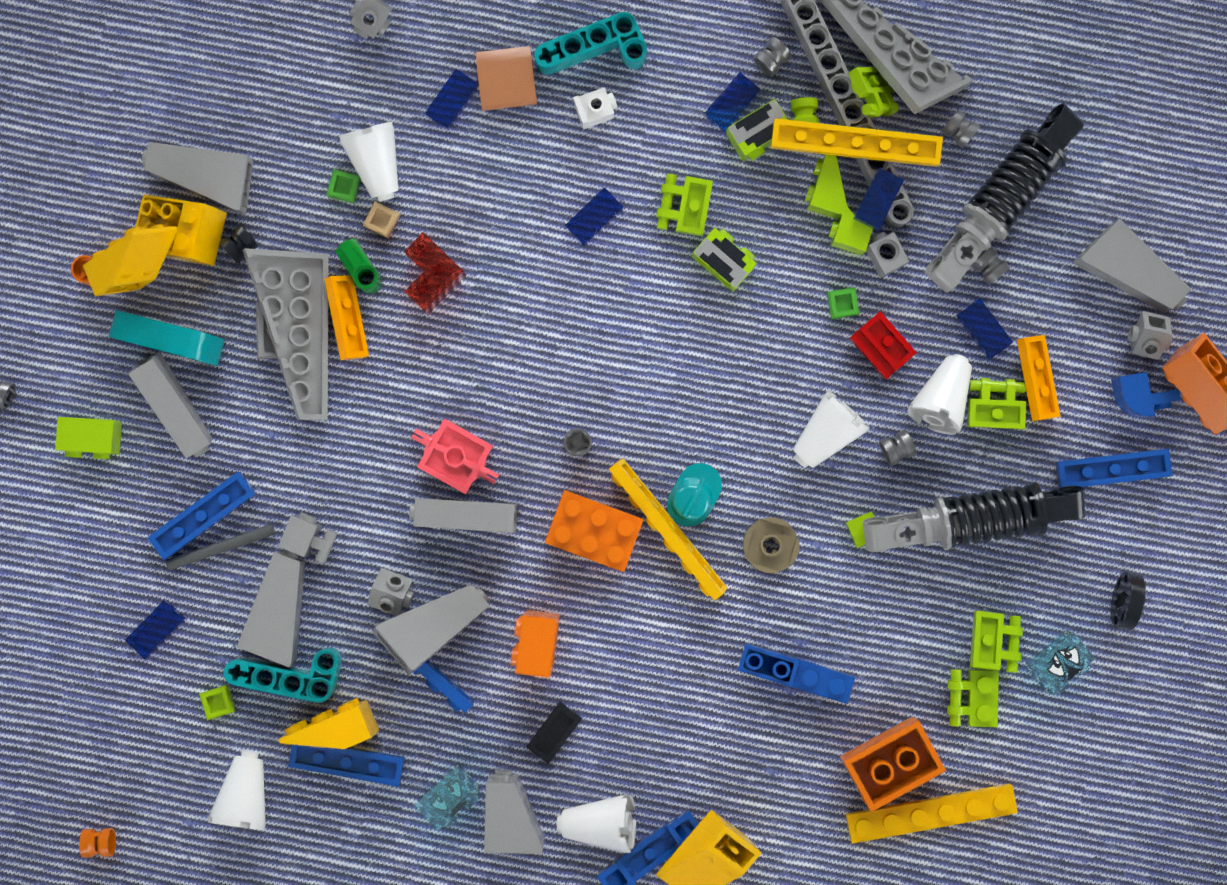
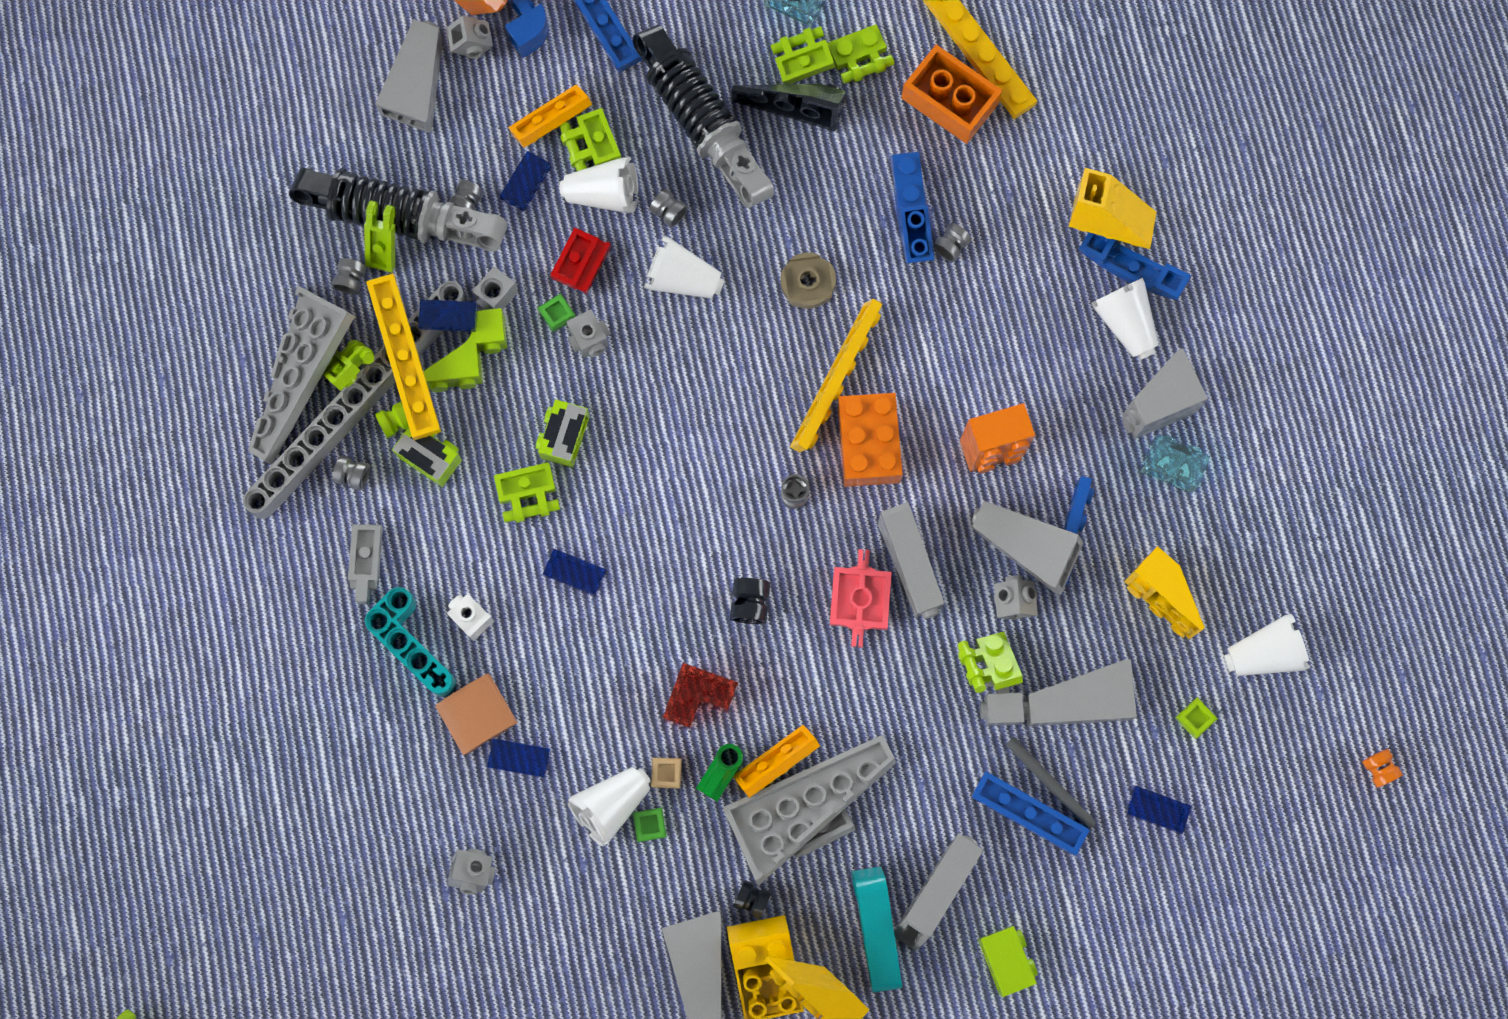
camera: 115 degrees left, 10 degrees down
(282, 673) = (1140, 666): teal beam -> none
(341, 551) = (997, 658): none -> lime plate
(349, 763) = (1185, 551): blue plate -> none
(496, 357) = (750, 600): none -> black wheel
(554, 732) = (1069, 397): black tile -> none
(686, 37) = (365, 560): none -> light grey hinge
(694, 494) = (793, 368): teal piece -> none
(732, 102) = (409, 493): clear blue tile -> none
(747, 695) = (952, 242): none -> flat silver wheel
(813, 313) = (588, 334): none -> light grey brick
(856, 530) = (757, 213): lime tile -> none
(945, 623) = (806, 103): none -> black wedge
(981, 168) = (380, 238): none -> lime hinge

